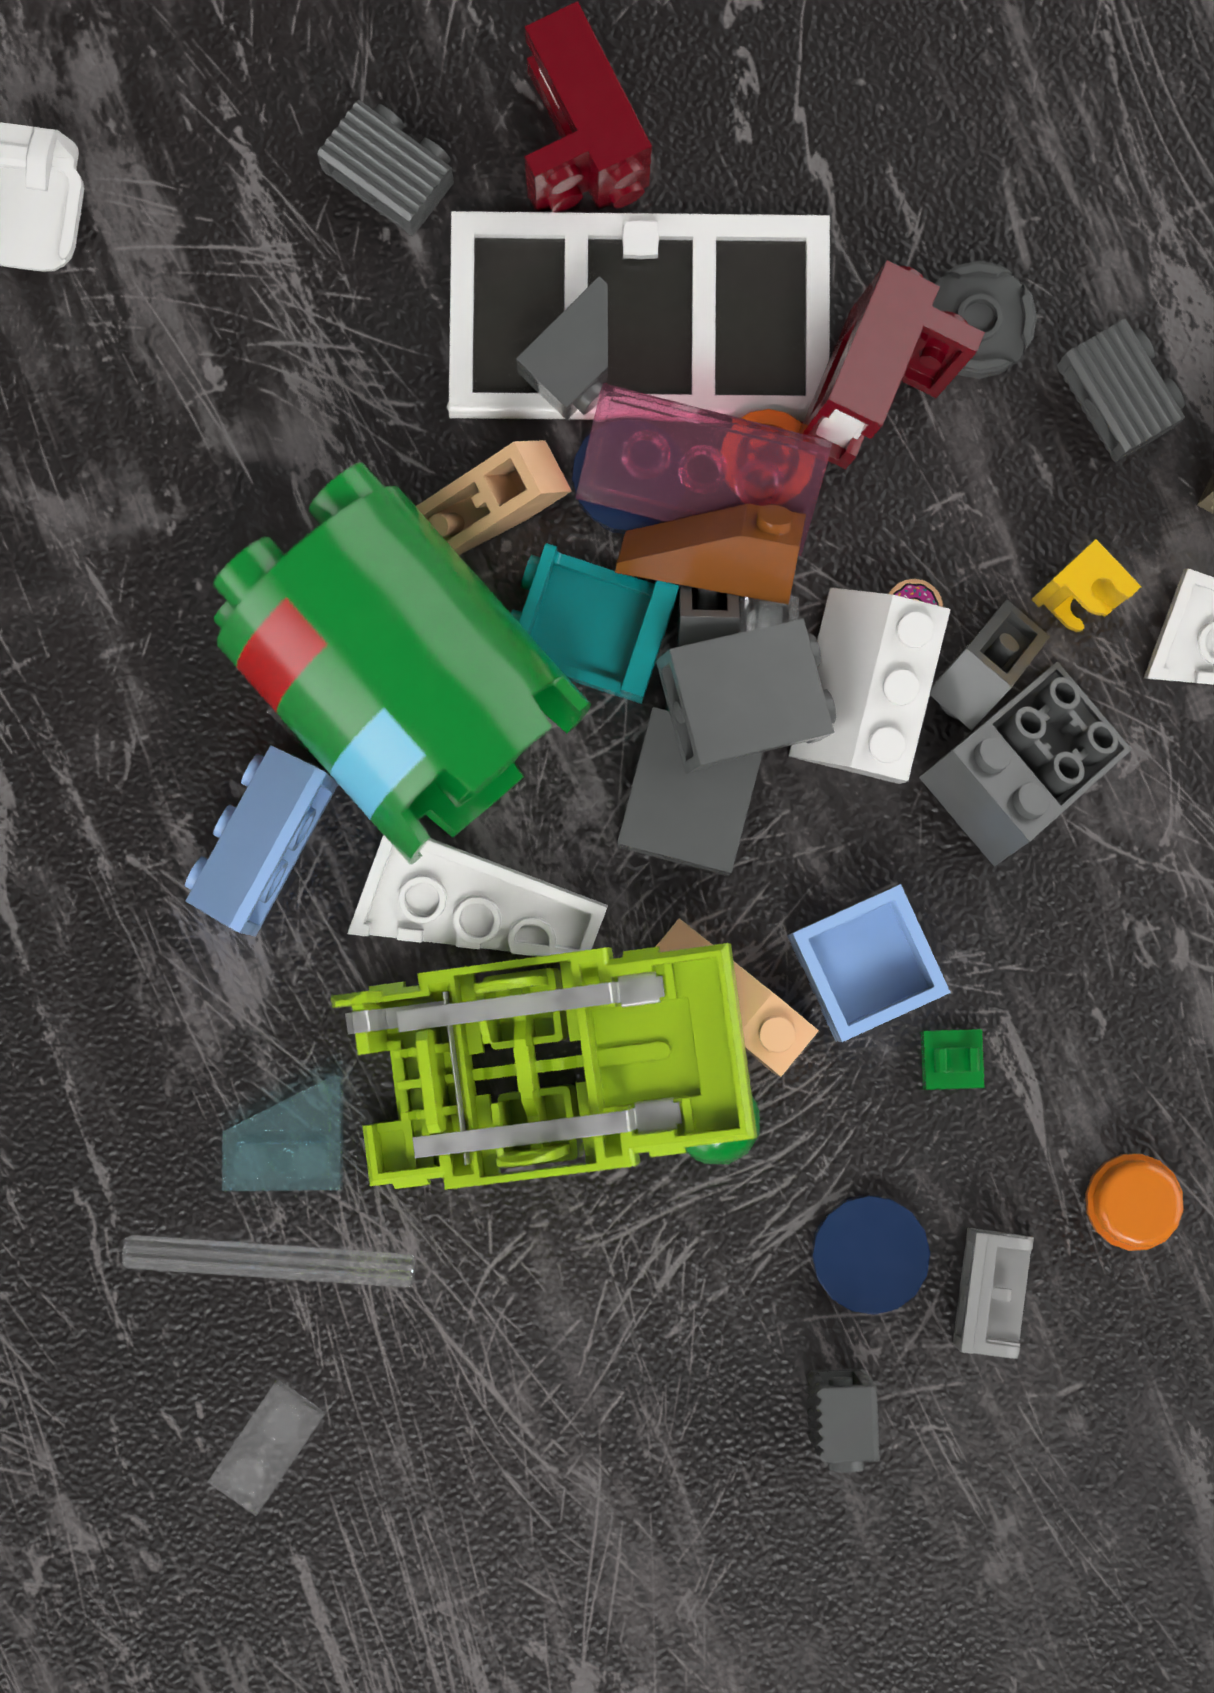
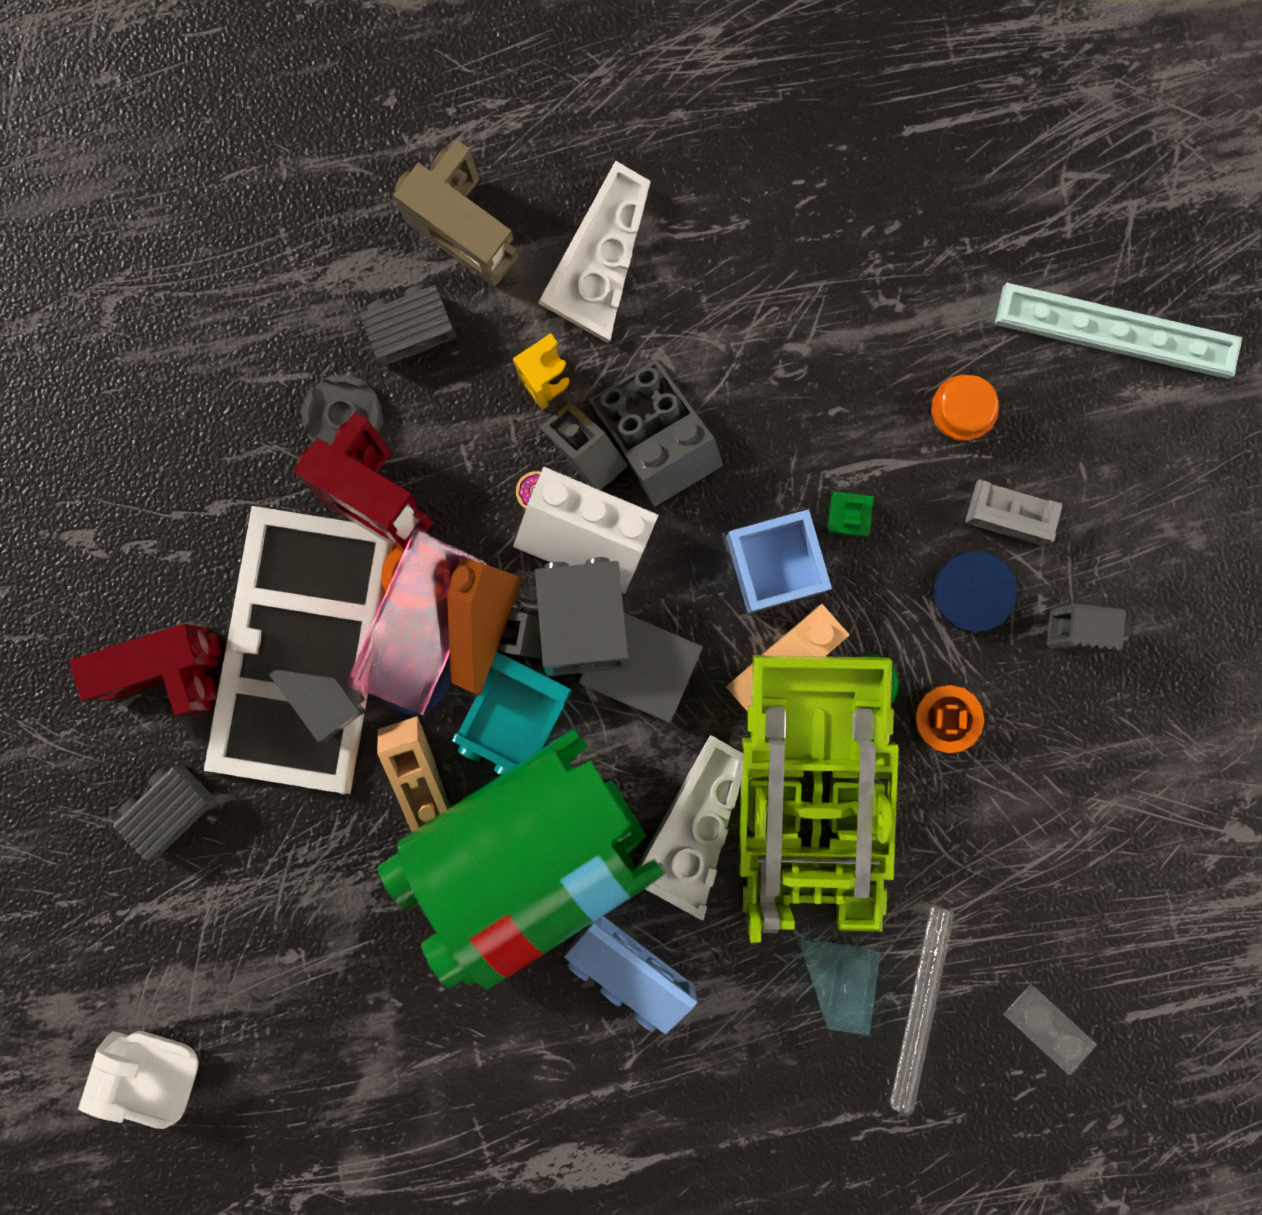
camera: 70 degrees left, 0 degrees up
(683, 1240) = (949, 719): none -> orange piece

